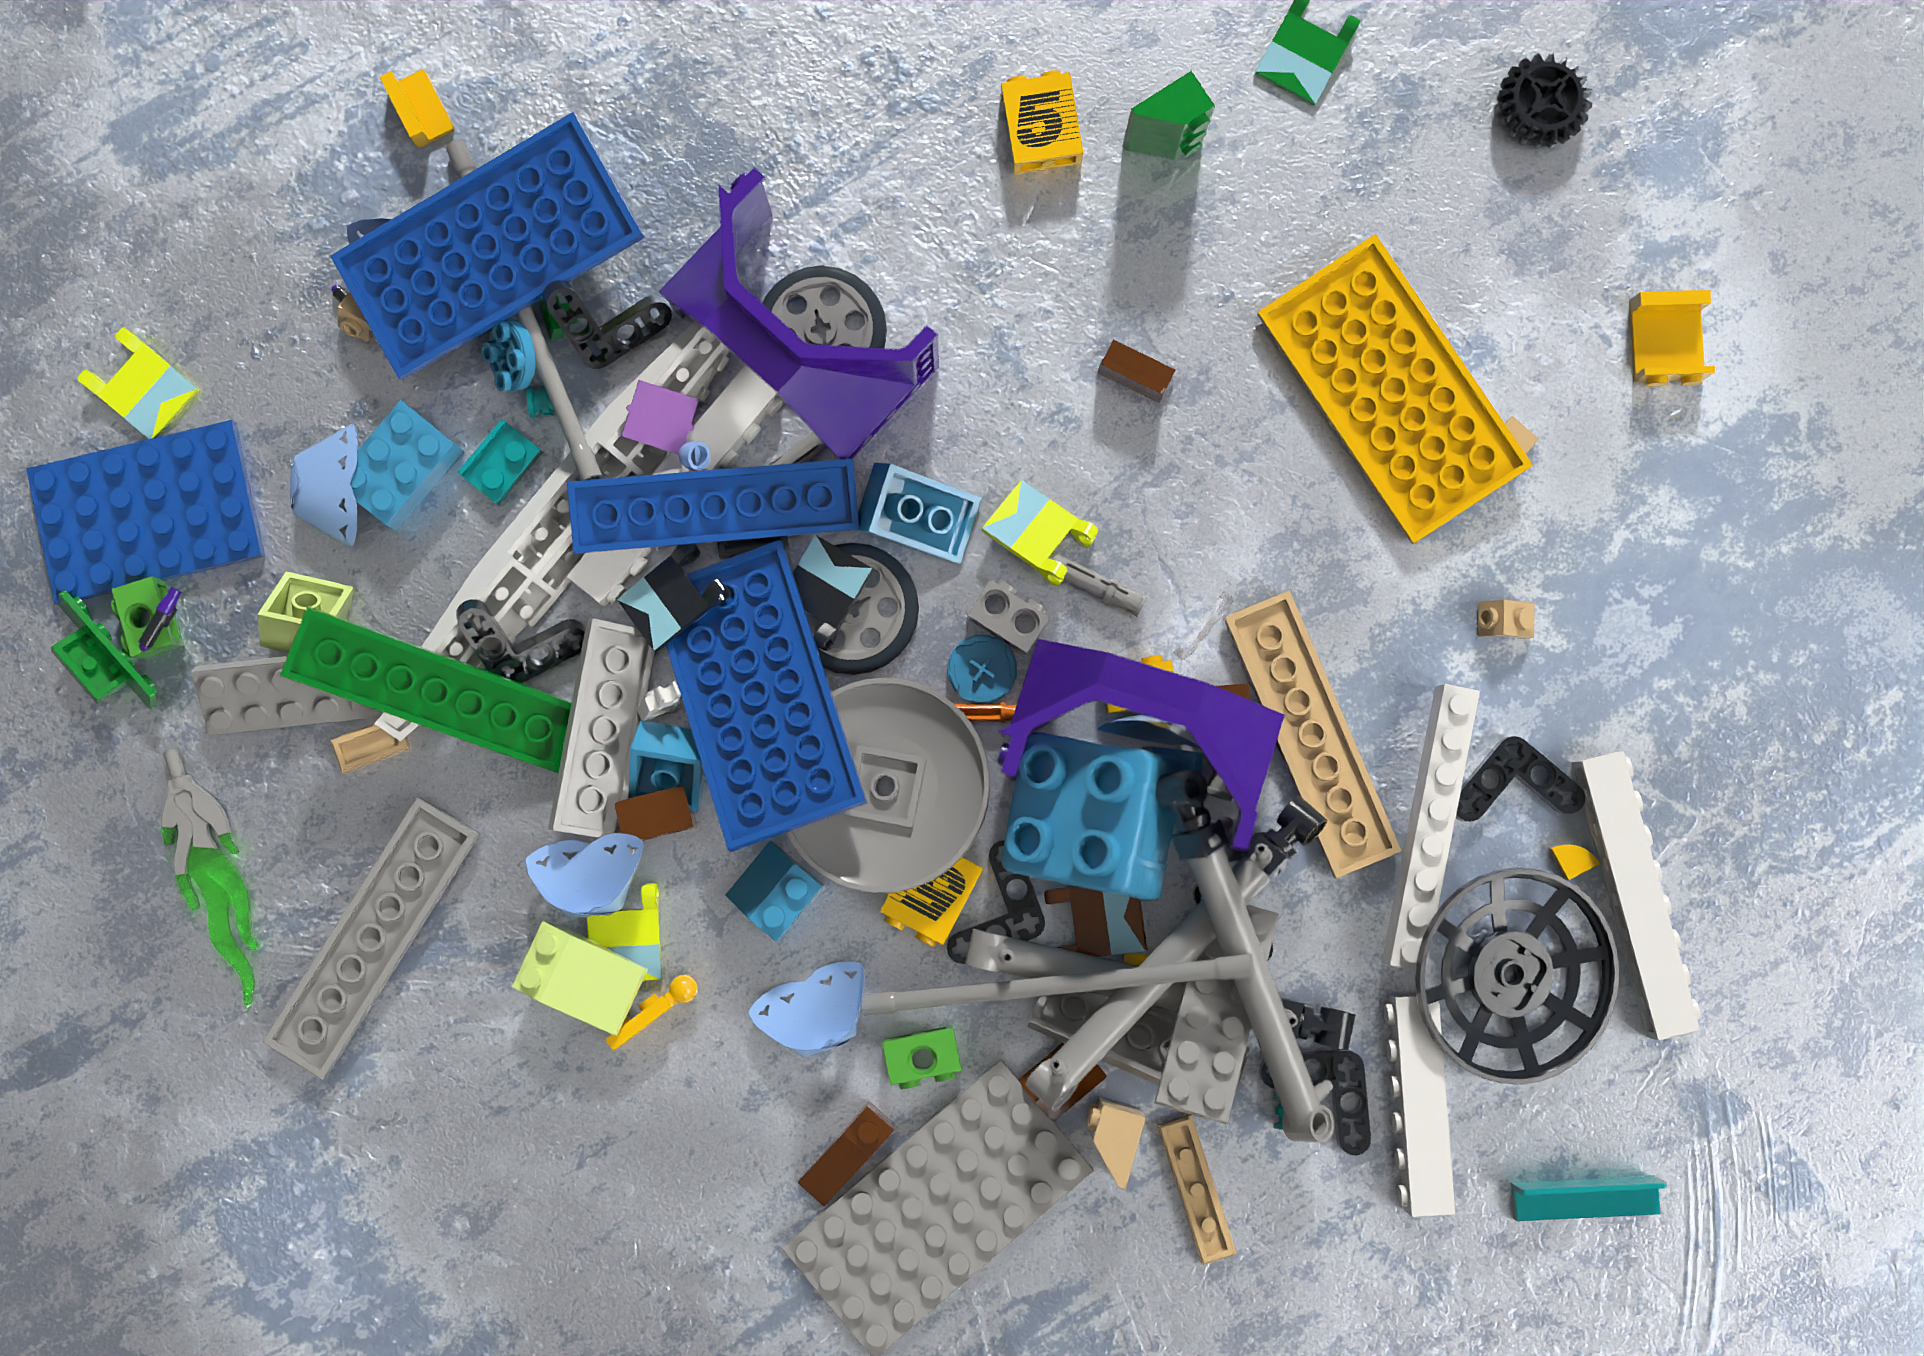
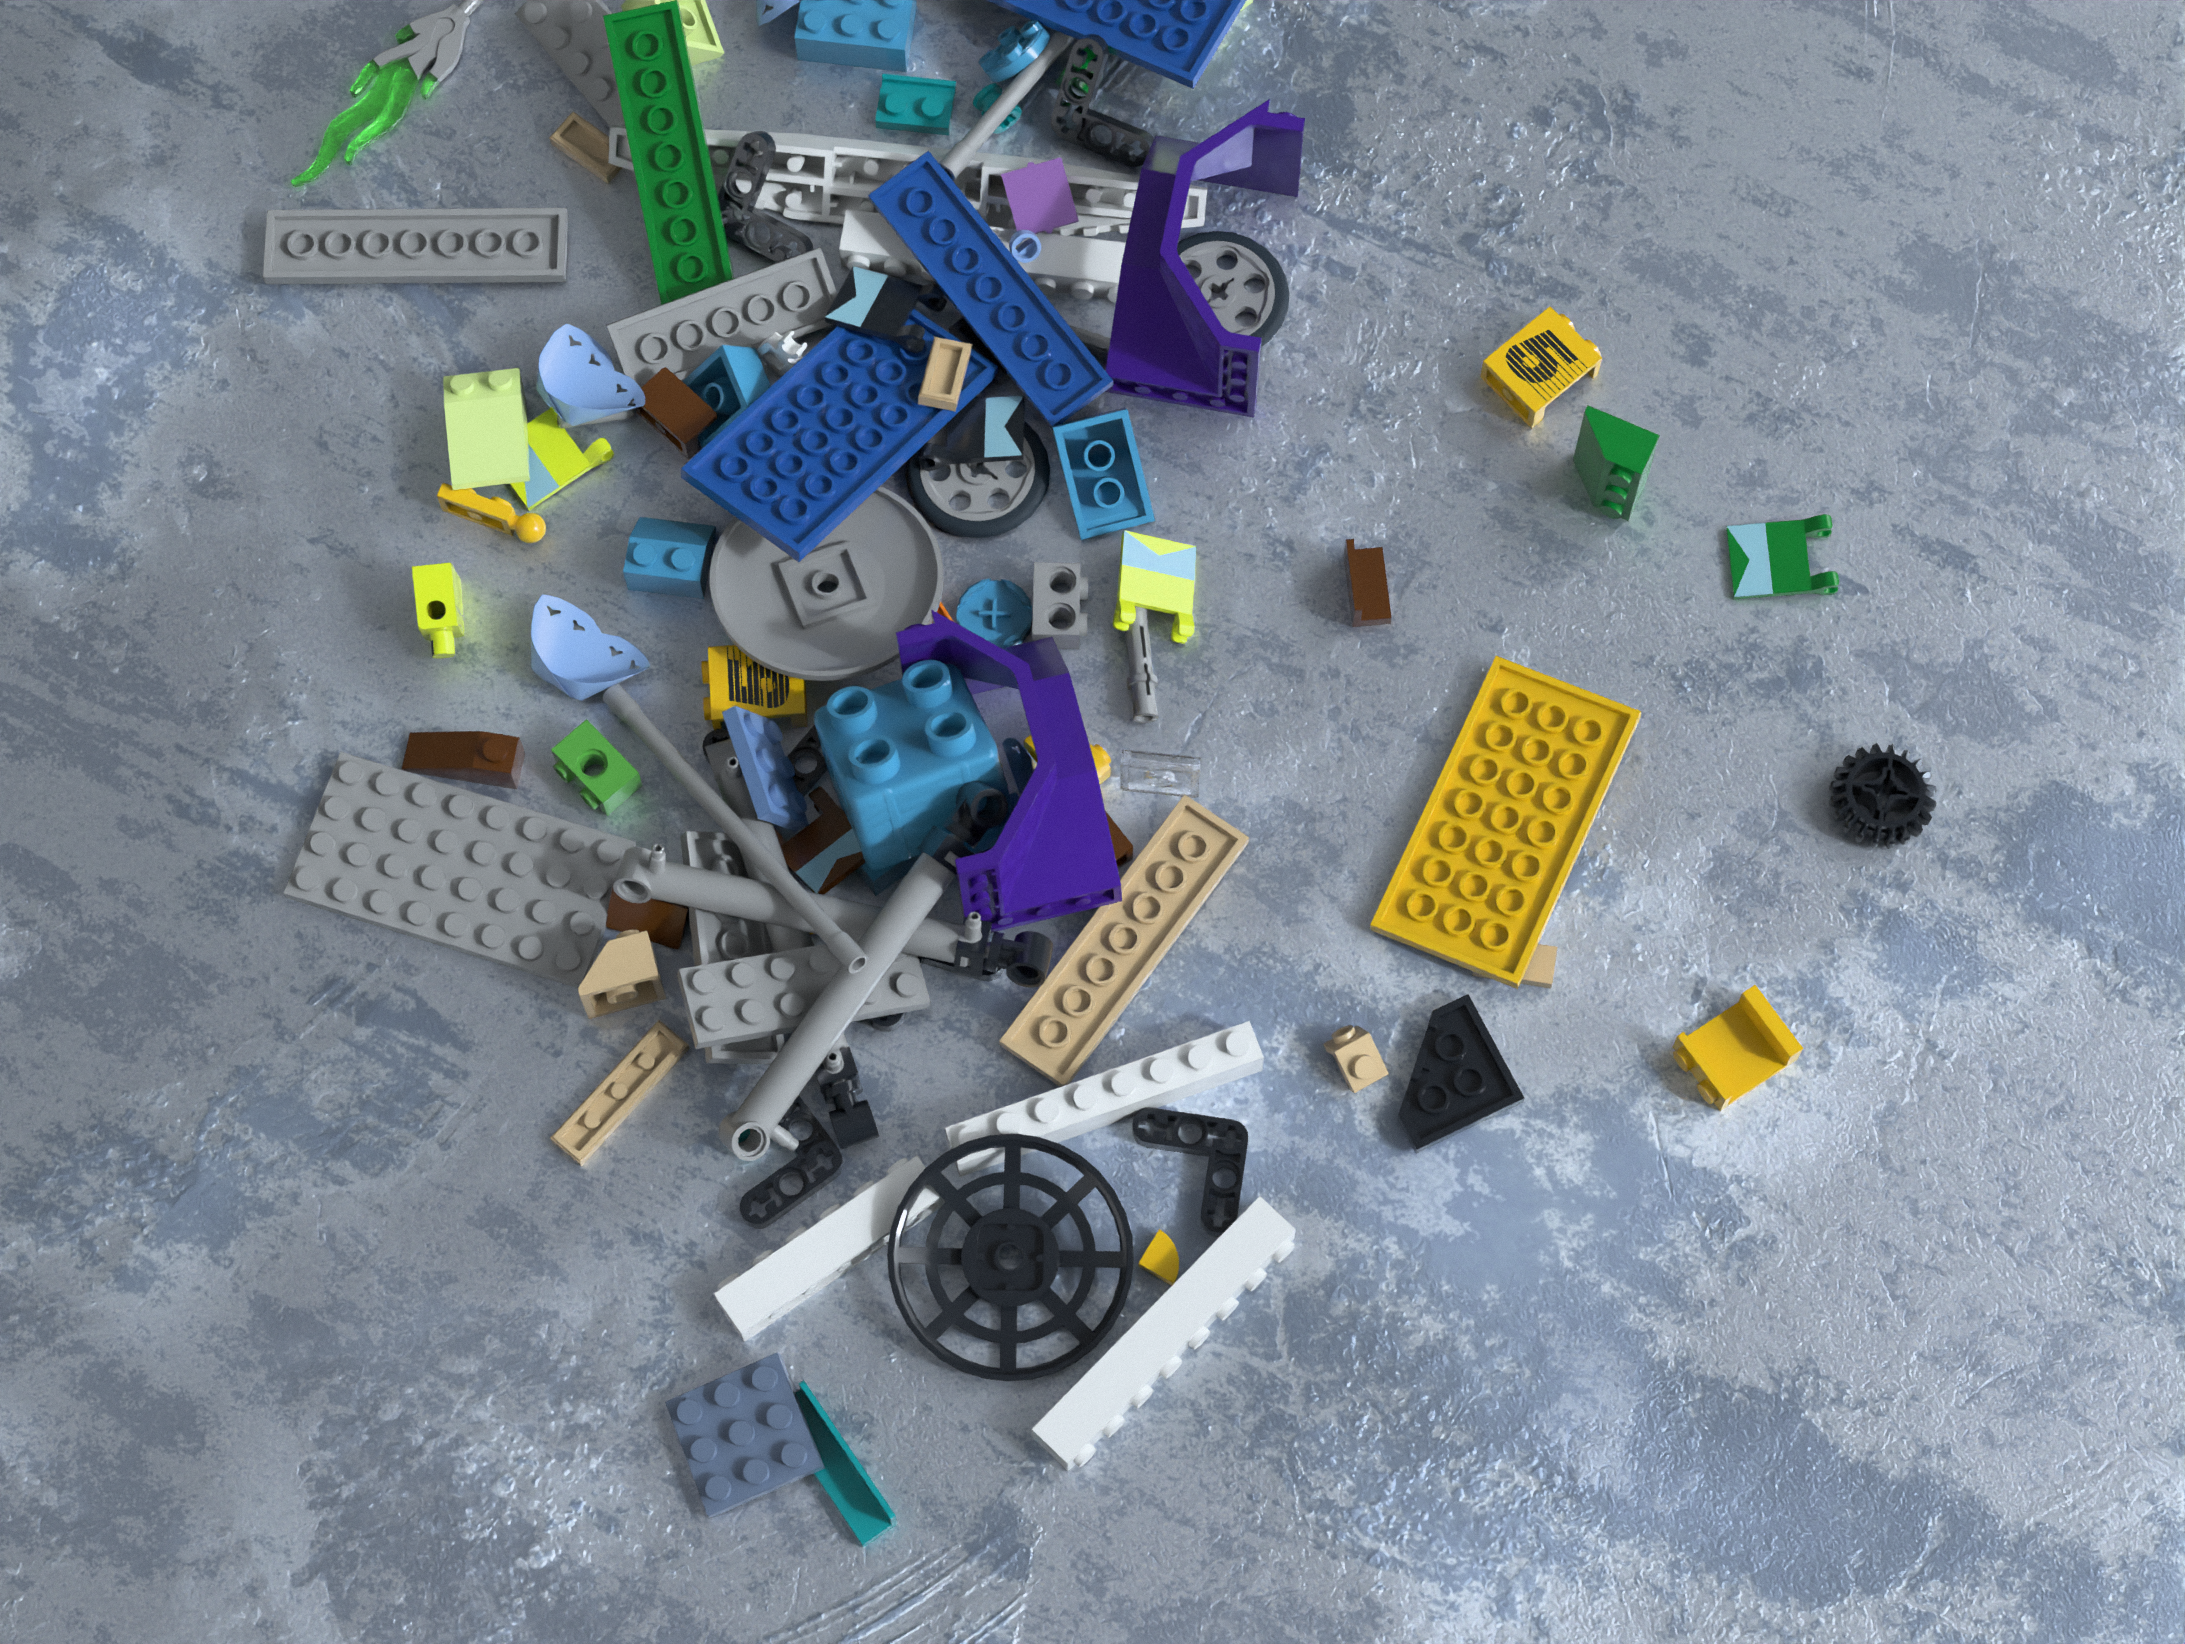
camera: 60 degrees right, 15 degrees down
(699, 1094) = (438, 593): none -> neon yellow torso
(765, 586) = (944, 374): none -> tan tile
(1018, 929) = (766, 768): none -> medium blue plate
(1526, 1253) = (744, 1435): none -> sand blue plate
(1568, 556) = (1455, 1078): none -> black plate

